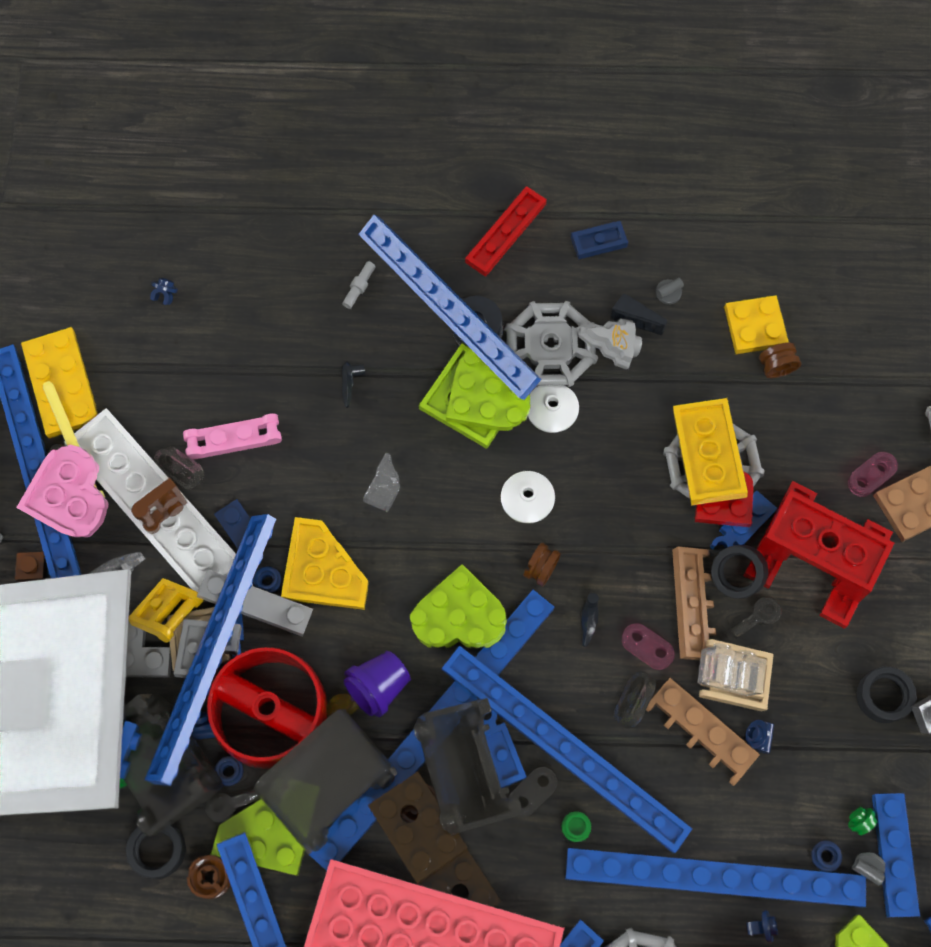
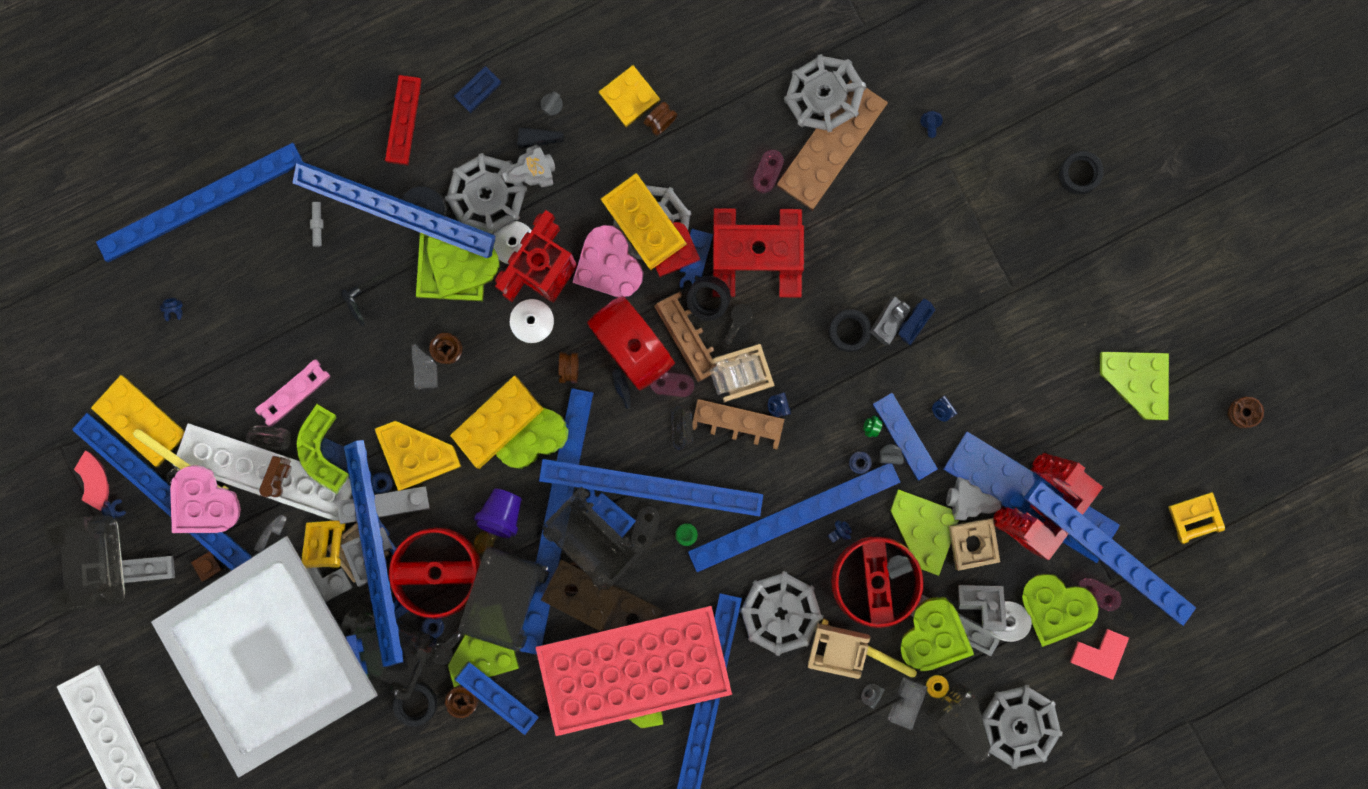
camera: 25 degrees left, 15 degrees up
(212, 503) = (310, 453): none -> lime plate
(254, 207) = (199, 202): none -> blue plate
(424, 485) = (452, 354): none -> reddish brown wheel
(430, 580) = (496, 422): none -> yellow plate
(576, 432) = (538, 263): none -> red piece
(630, 568) = (631, 342): none -> red cylinder
(644, 478) = (606, 263): none -> bright pink plate

